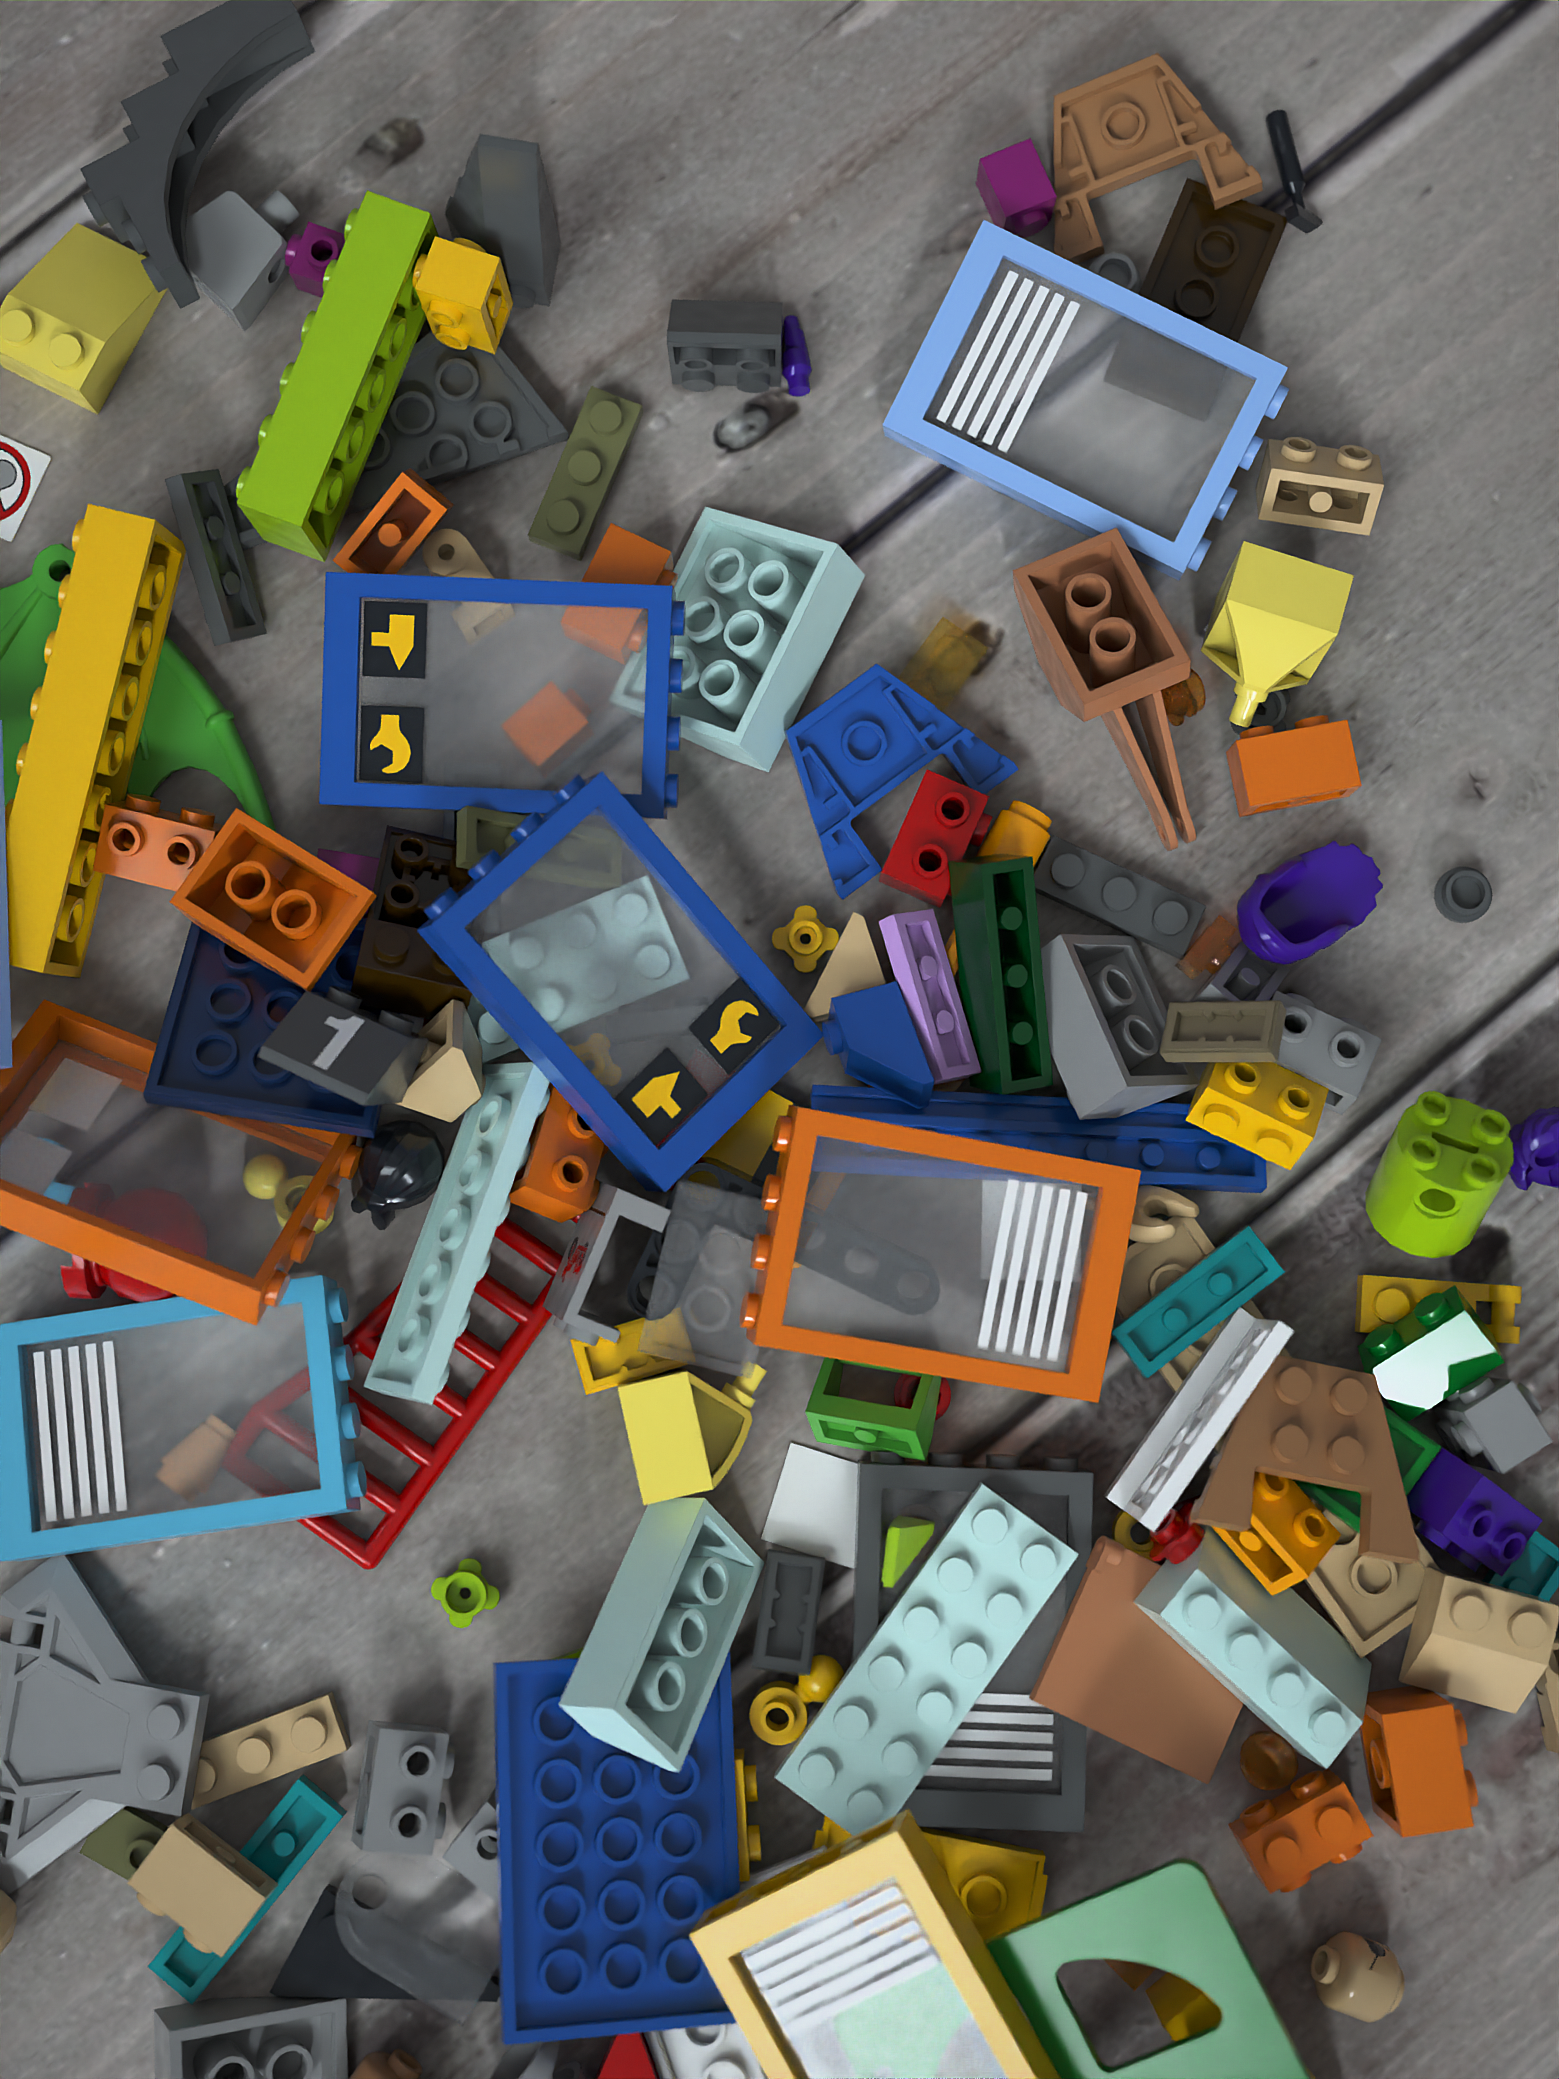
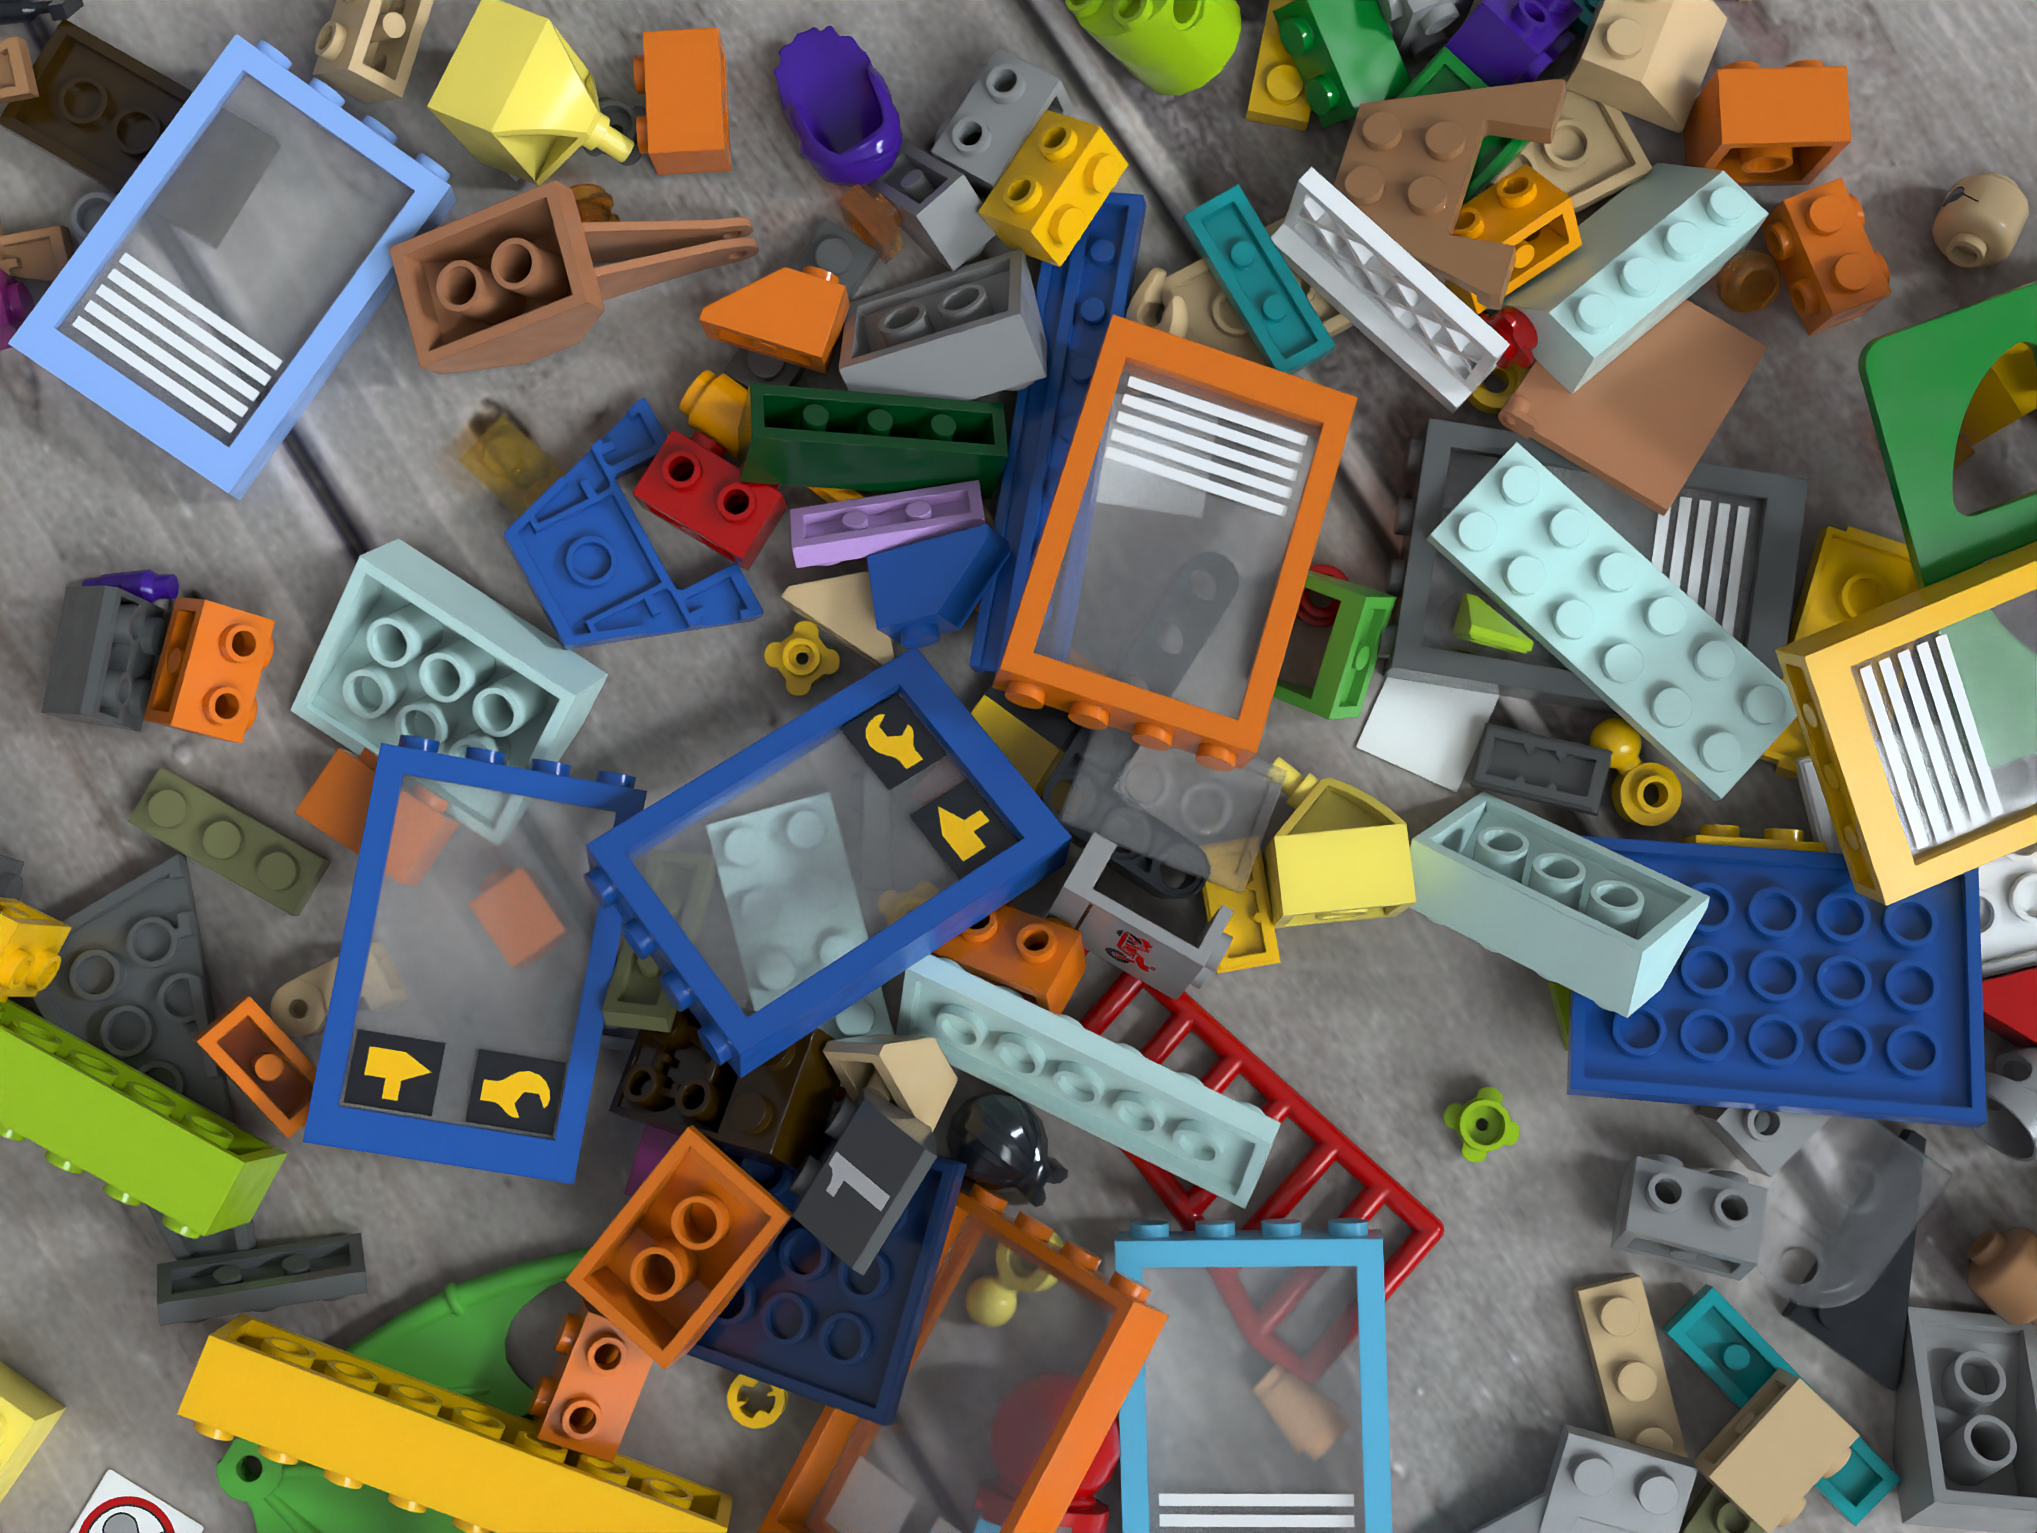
camera: 85 degrees left, 0 degrees up
(146, 977) = (765, 1415): none -> yellow bush
(726, 434) = (210, 670): none -> orange brick
(1105, 881) = (783, 317): none -> orange slope
(1223, 1031) = (971, 207): dark tan plate -> none

